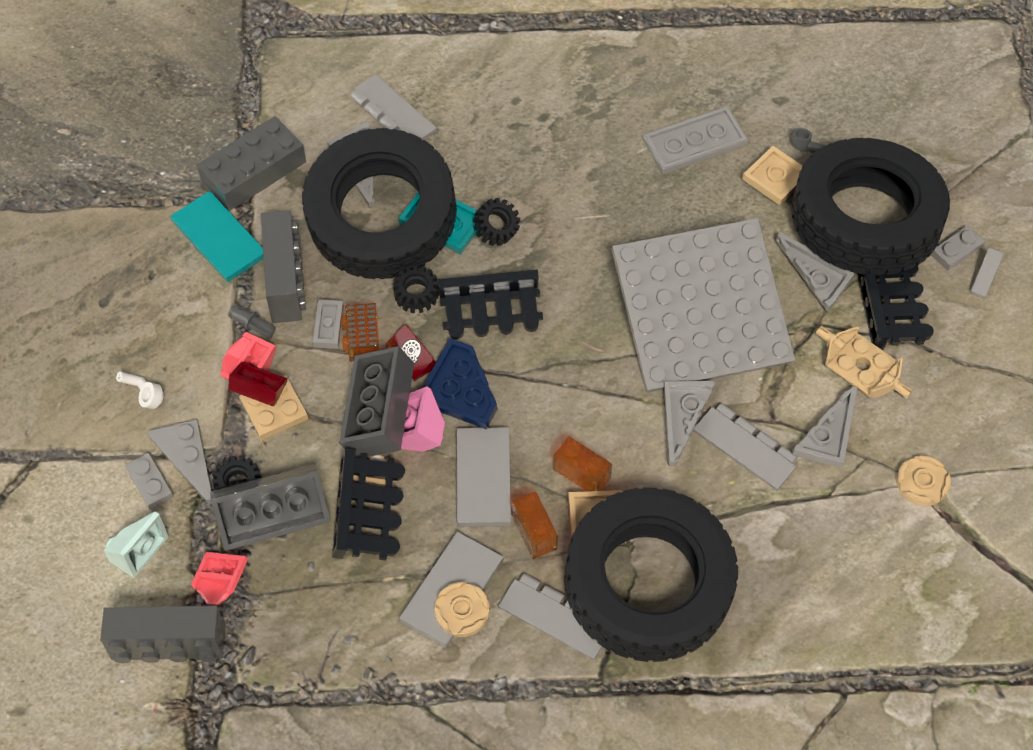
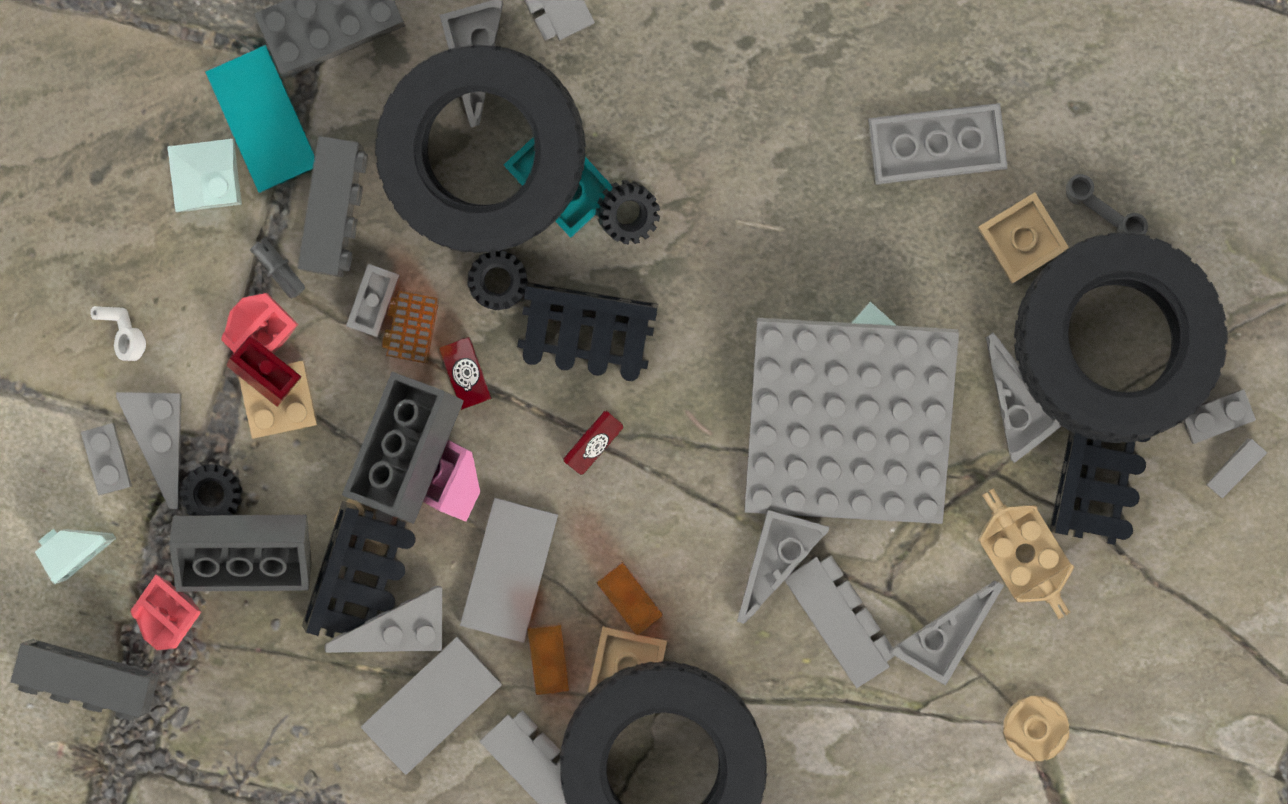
camera: 20 degrees right, 30 degrees up
(184, 281) = (204, 175): none -> light aqua slope
(414, 535) = (409, 627): none -> light grey wing
(462, 385) = (513, 440): dark blue plate -> none
(465, 617) = (444, 739): tan tile -> none
(518, 373) = (593, 443): none -> dark red slope

